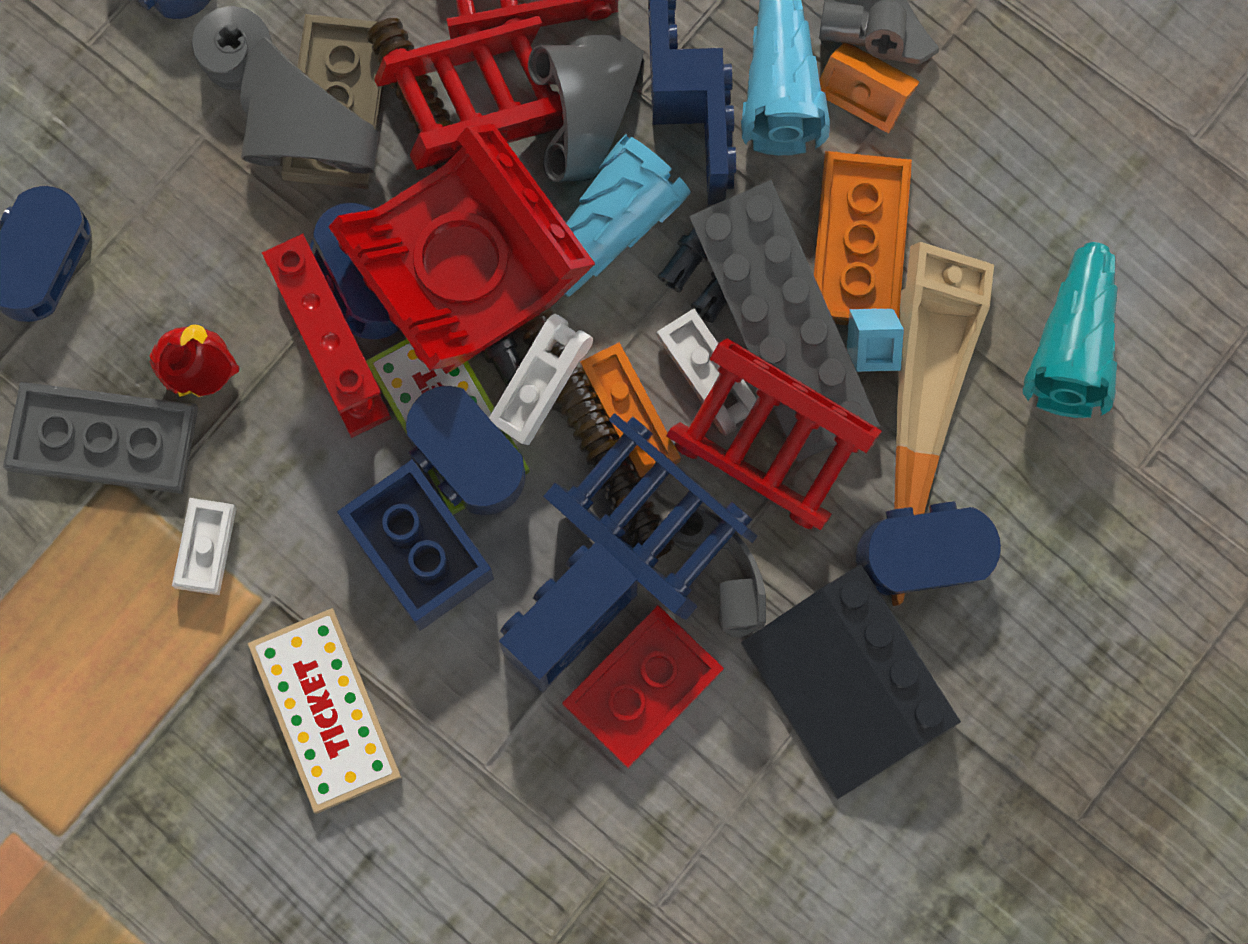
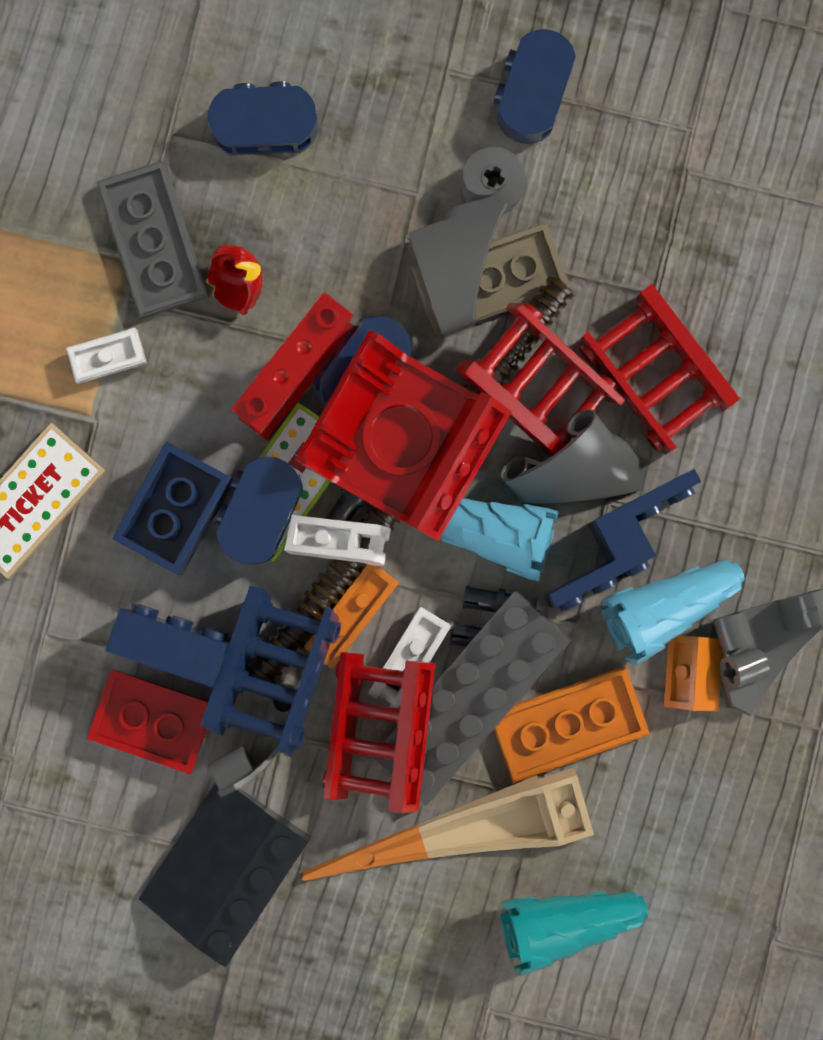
camera: 60 degrees right, 10 degrees up
(875, 340) = (490, 772): medium azure panel -> none
(929, 549) = (346, 884): dark blue brick -> none

